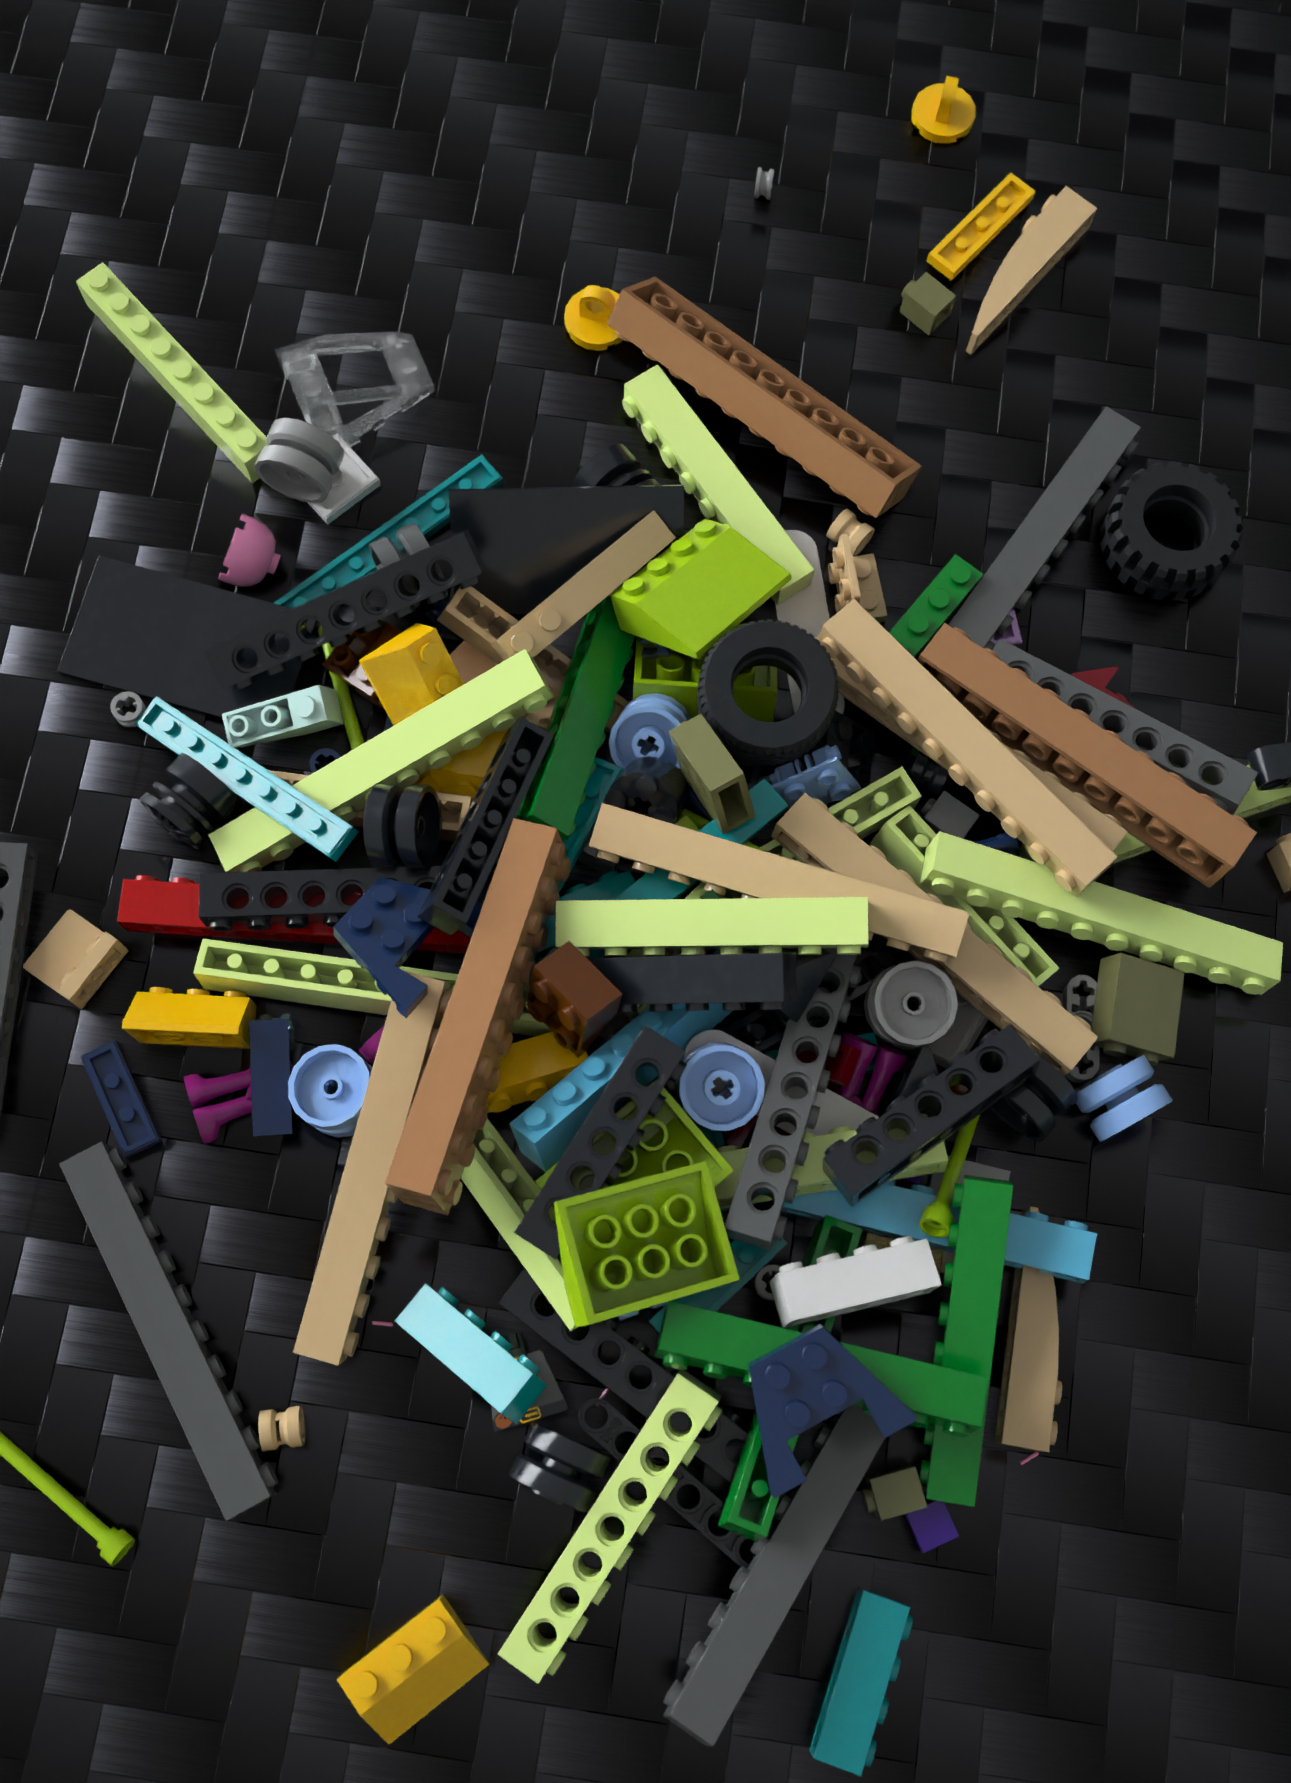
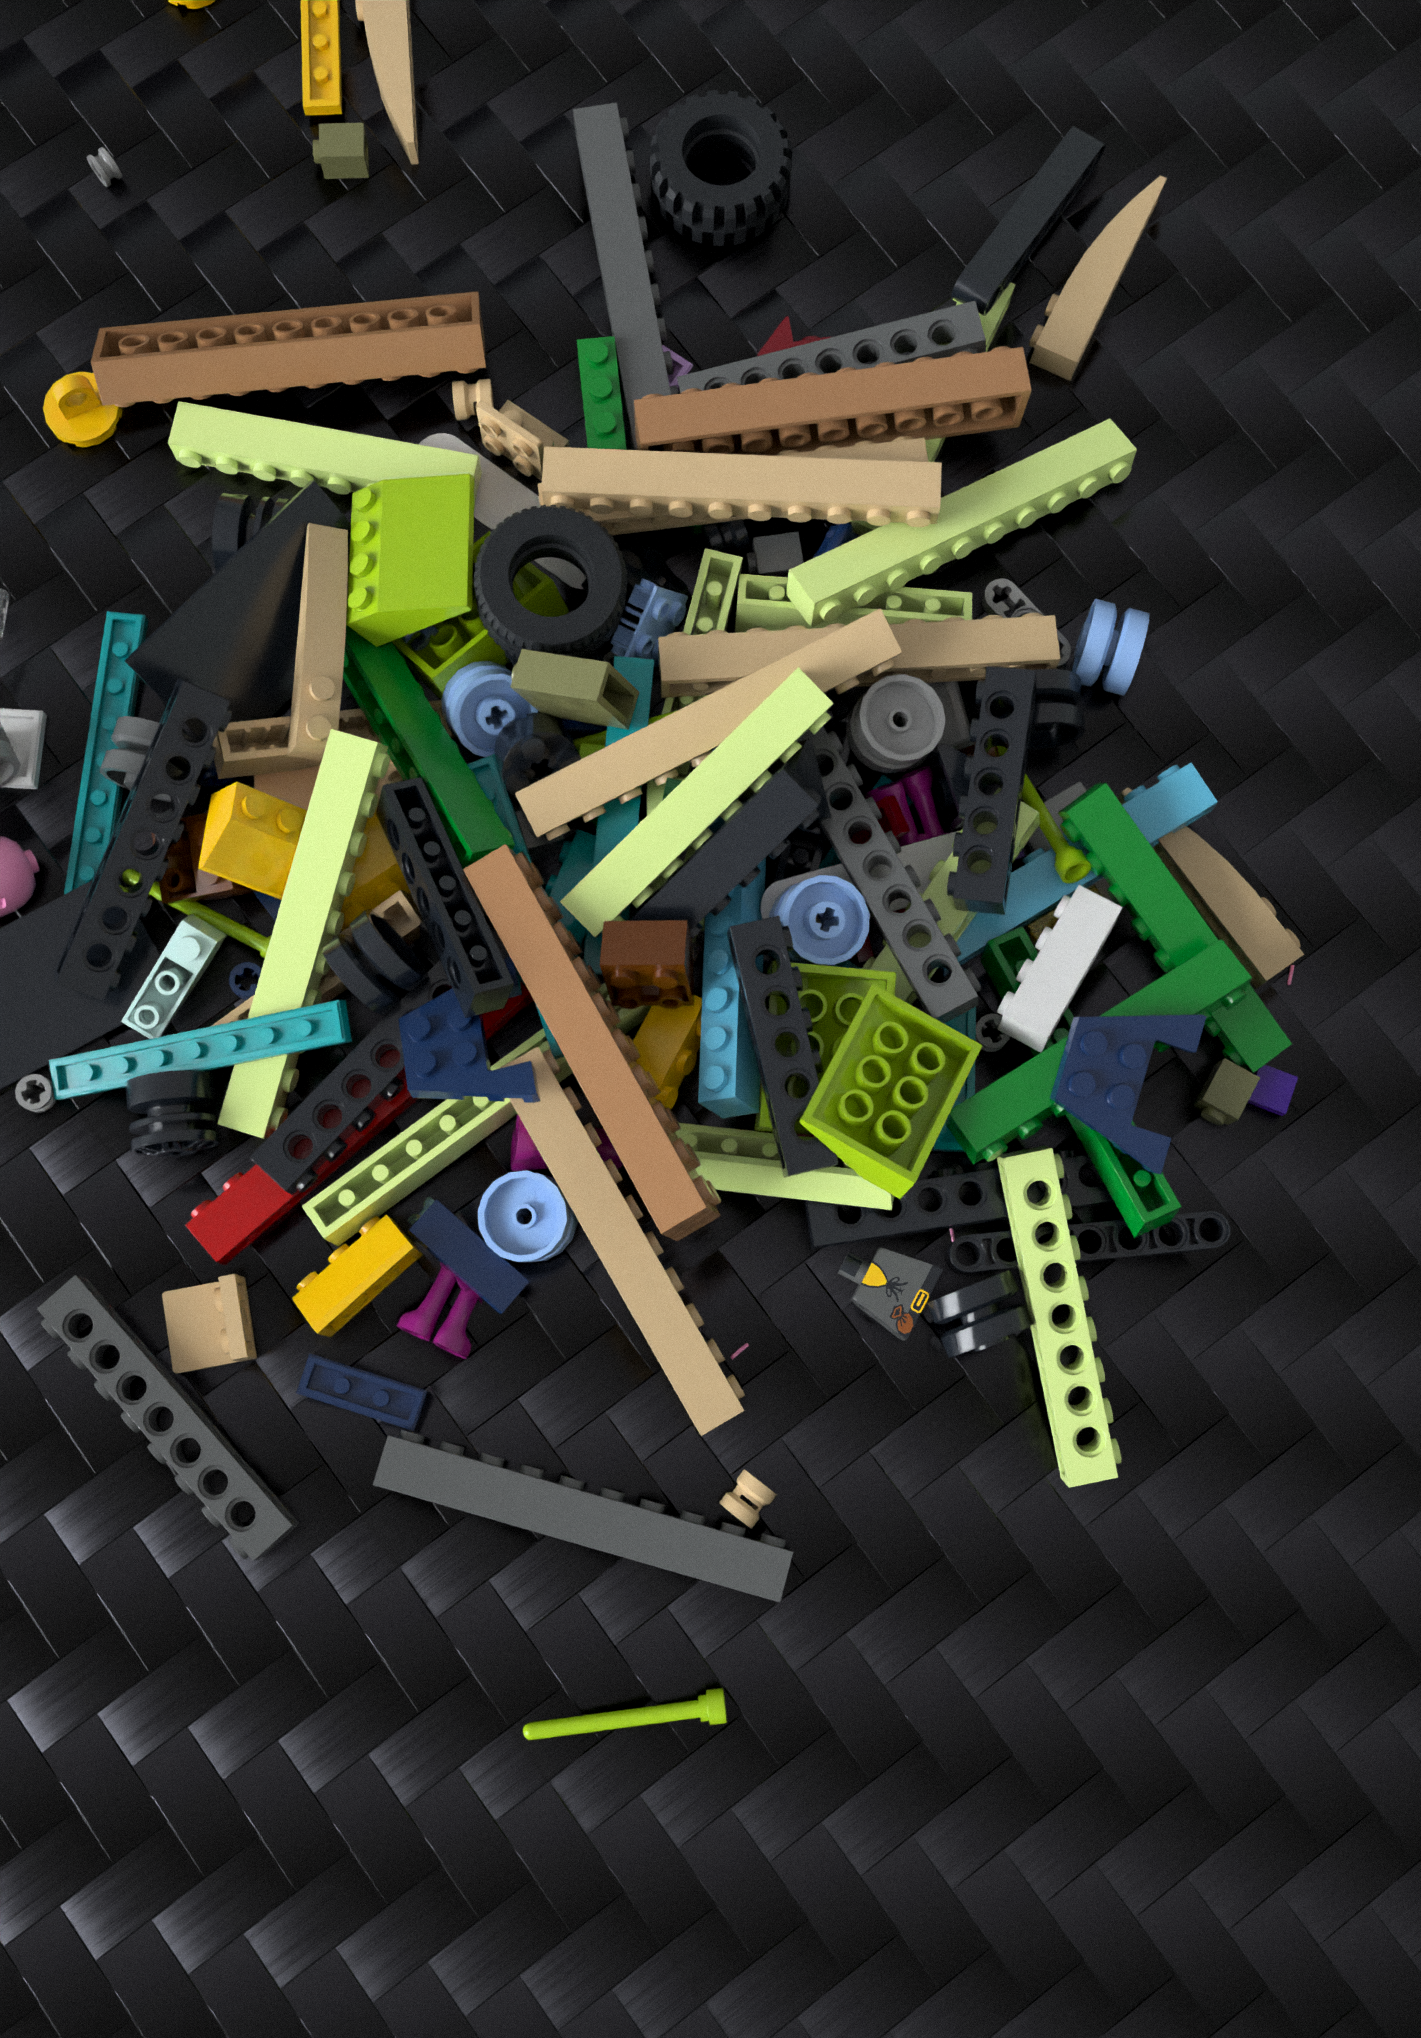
camera: 45 degrees left, 5 degrees up
(413, 1670) = (1018, 1562): yellow slope -> none
(470, 1353) = (833, 1300): brick -> none
(774, 1577) = (1210, 1236): dark grey brick -> none
(860, 1682) = (1330, 1244): teal brick -> none
(1137, 1008) = (1053, 568): olive brick -> none

